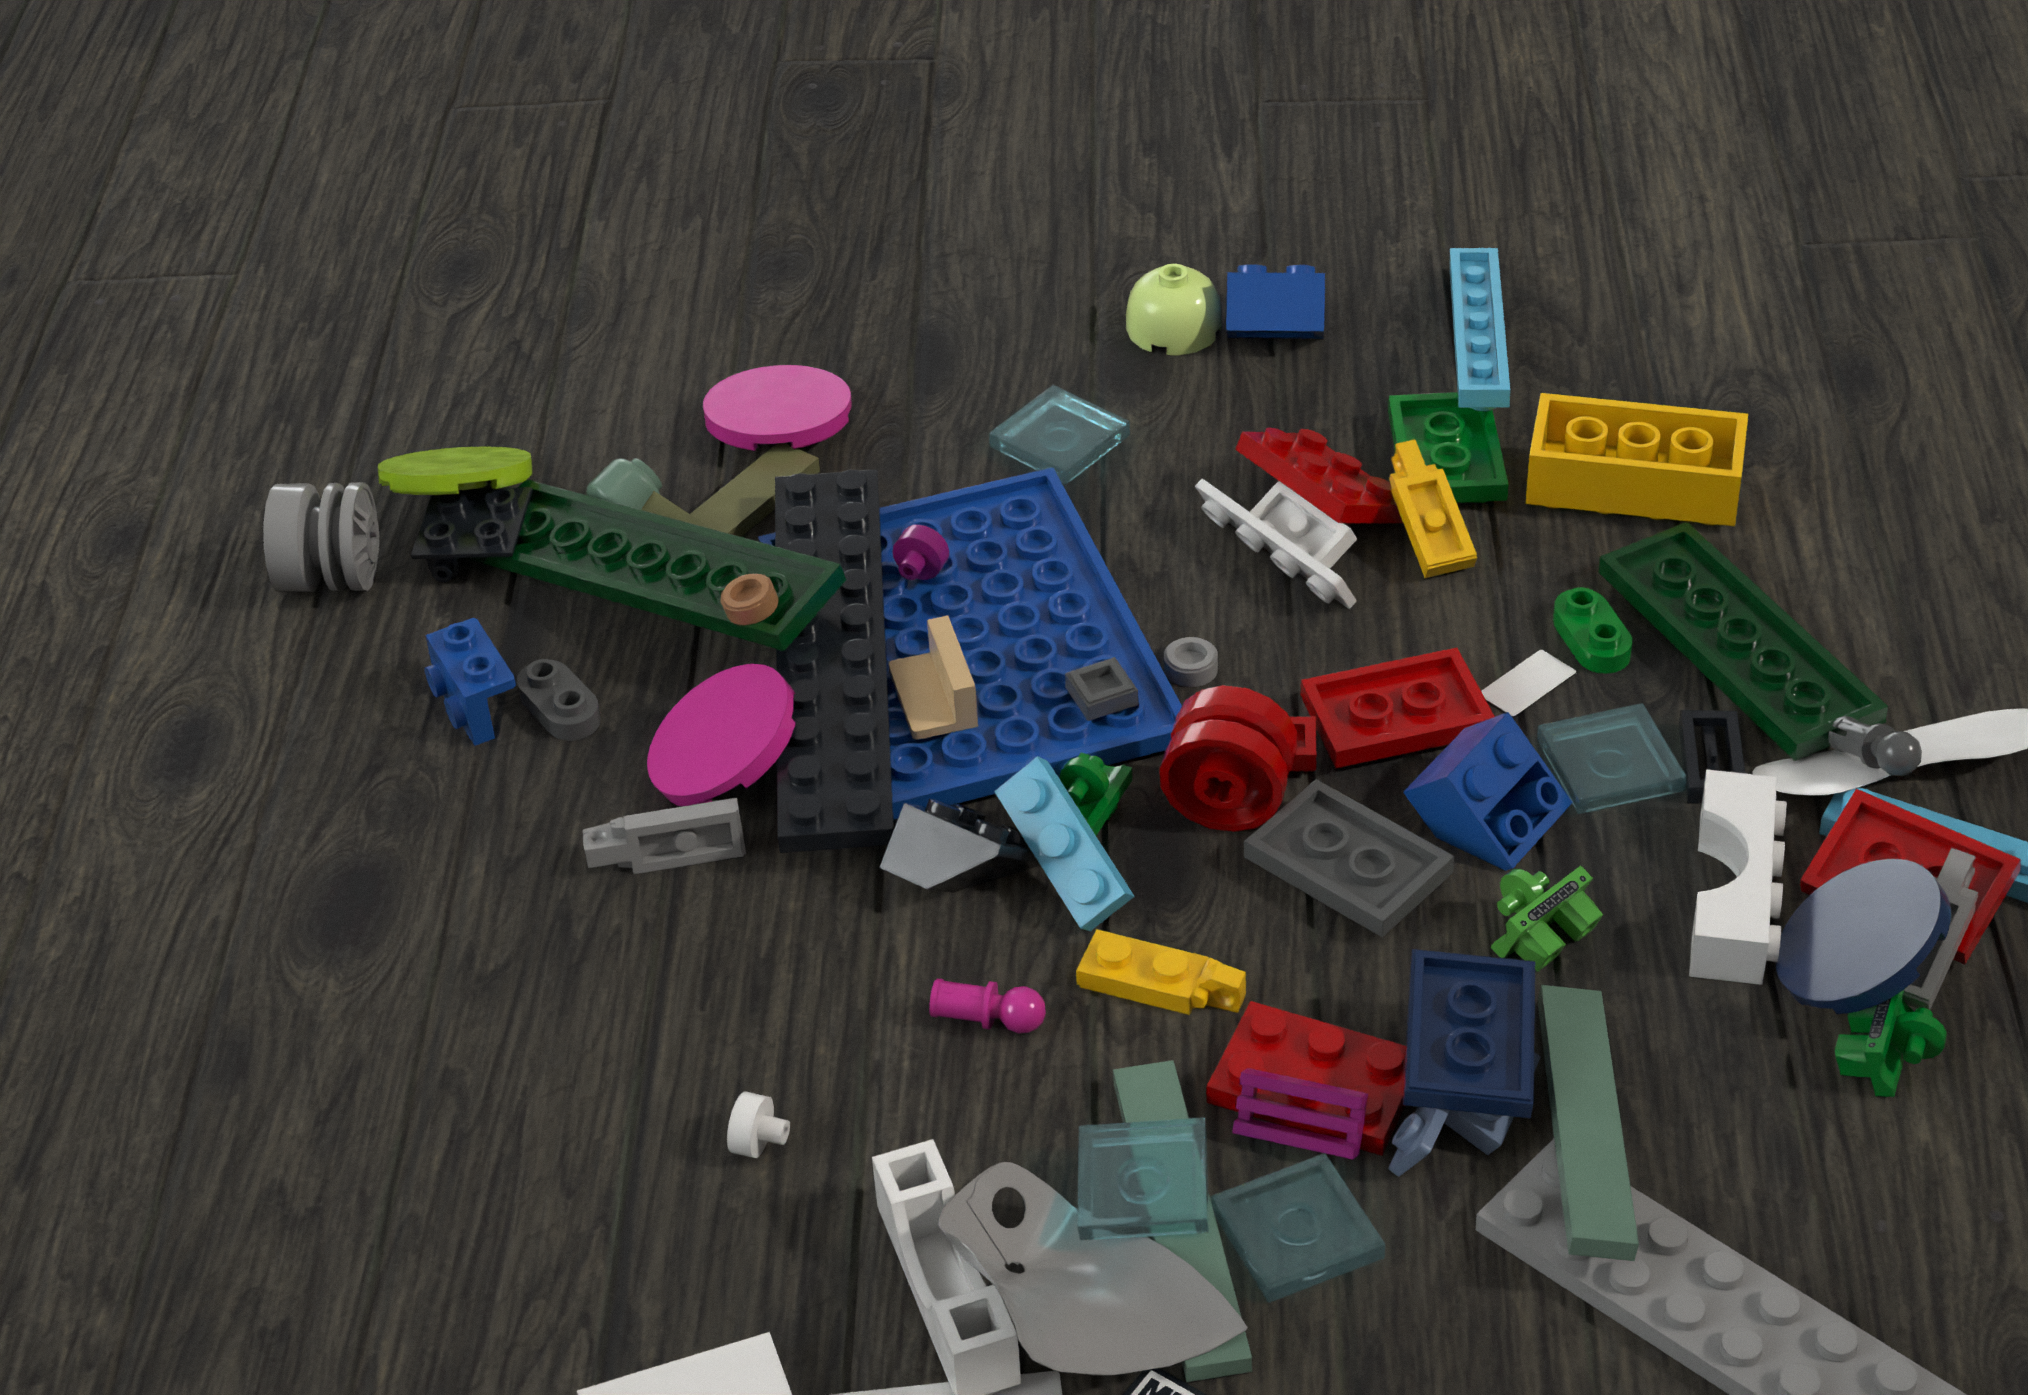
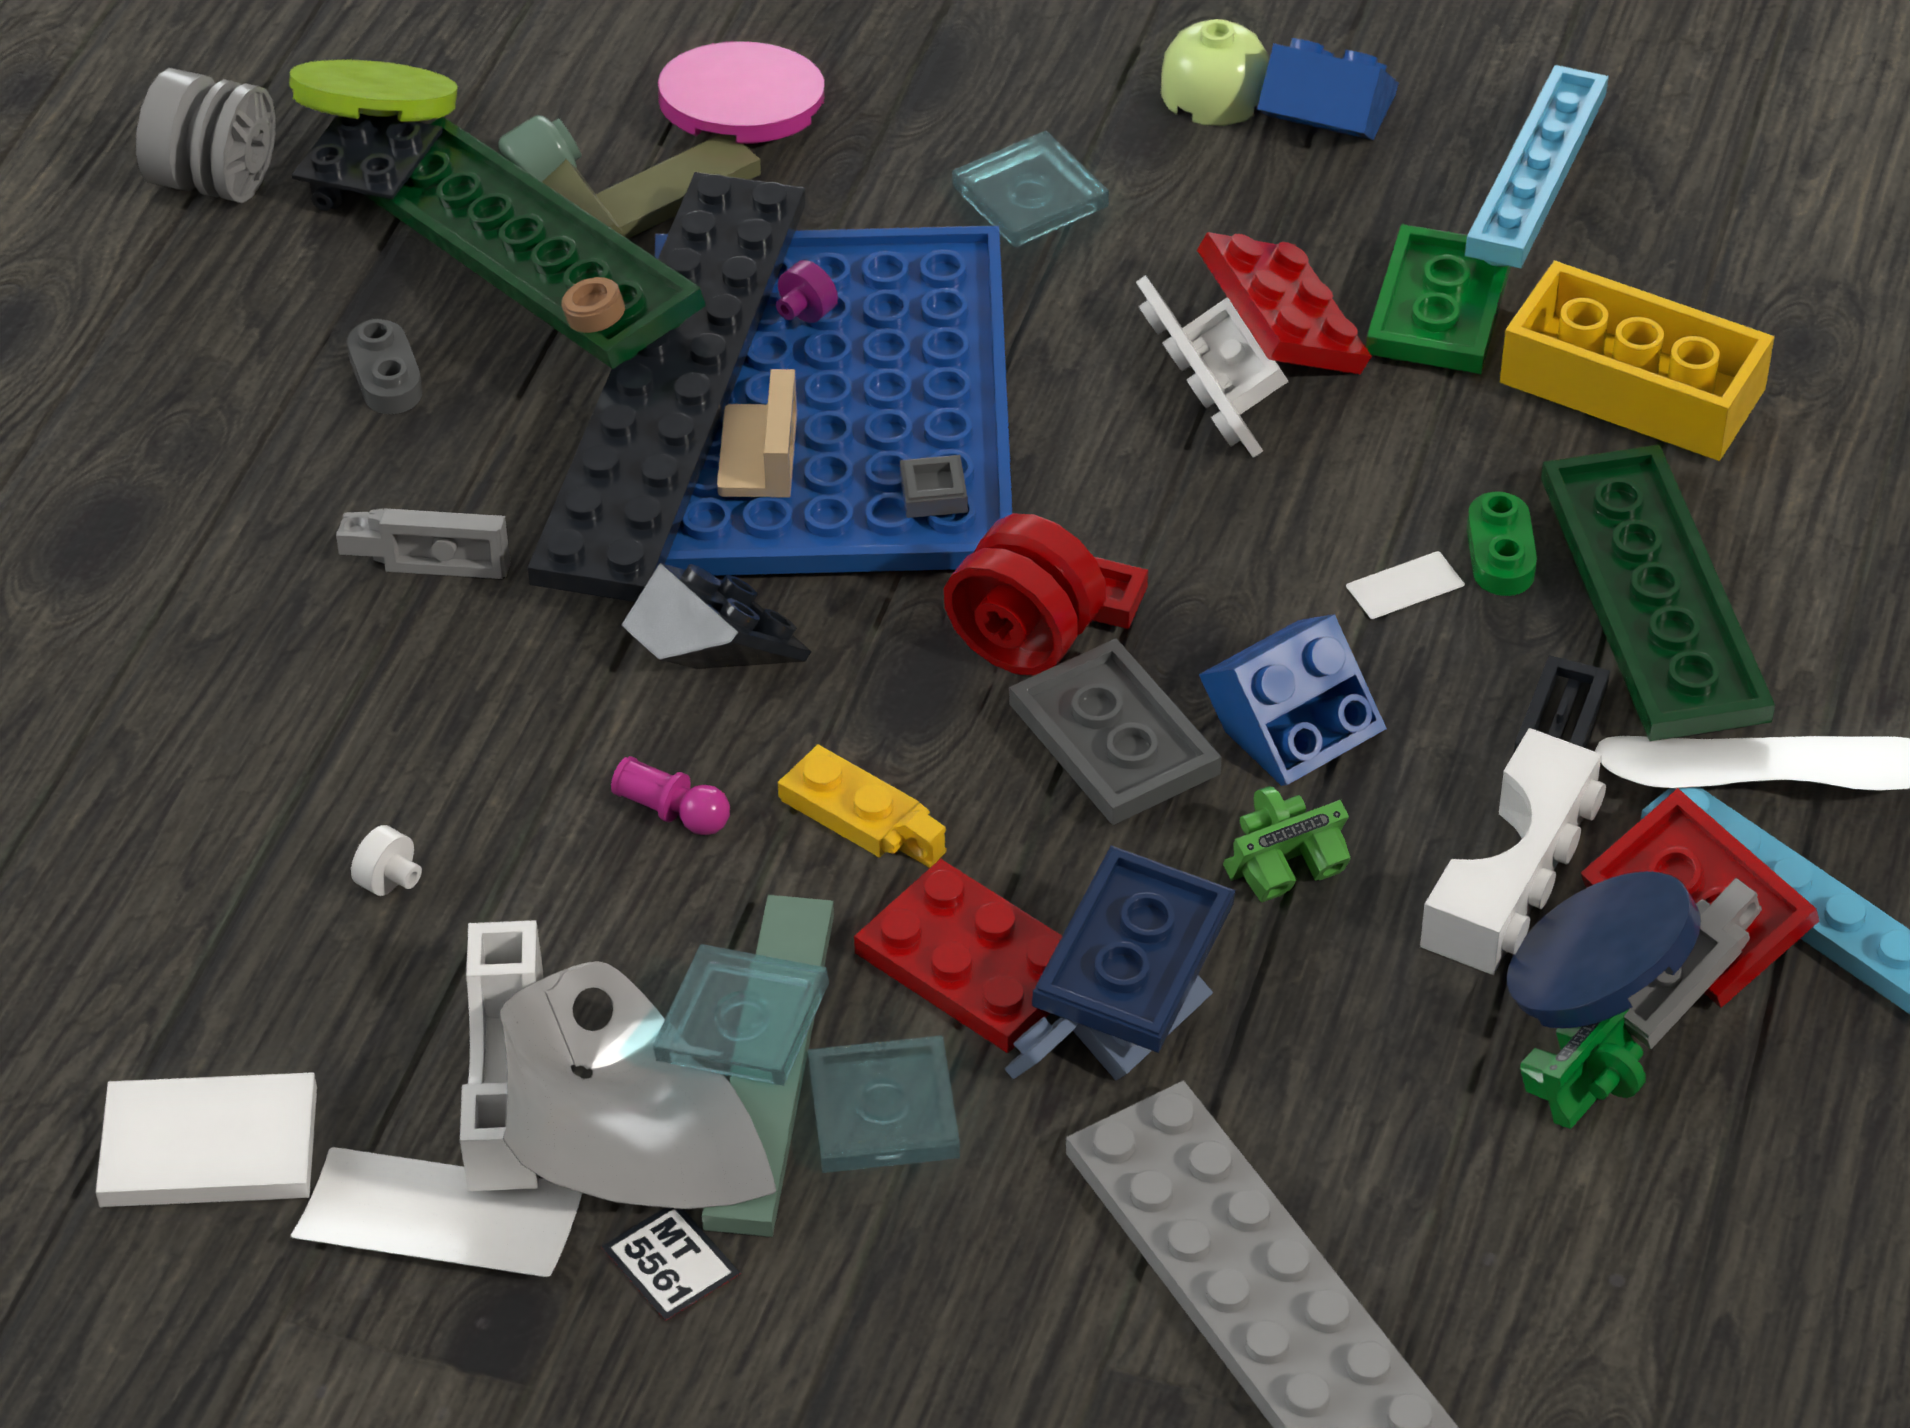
camera: 15 degrees right, 5 degrees up
(466, 673) = (297, 317): blue bracket -> none
(722, 734) = (521, 444): dark pink tile -> none
(1064, 844) = (816, 645): medium azure plate -> none
(1095, 787) = (867, 599): green hips -> none
(1190, 662) = (1053, 477): light grey tile -> none
(1249, 1104) = (887, 968): magenta tile -> none
(1394, 706) = (1241, 577): red plate -> none
(1430, 513) = (1377, 371): yellow hinge -> none
(1586, 1125) = (1217, 1072): sand green tile -> none
(1611, 758) = (1450, 690): clear light blue tile -> none
(1877, 745) = (1733, 746): dark grey pin -> none

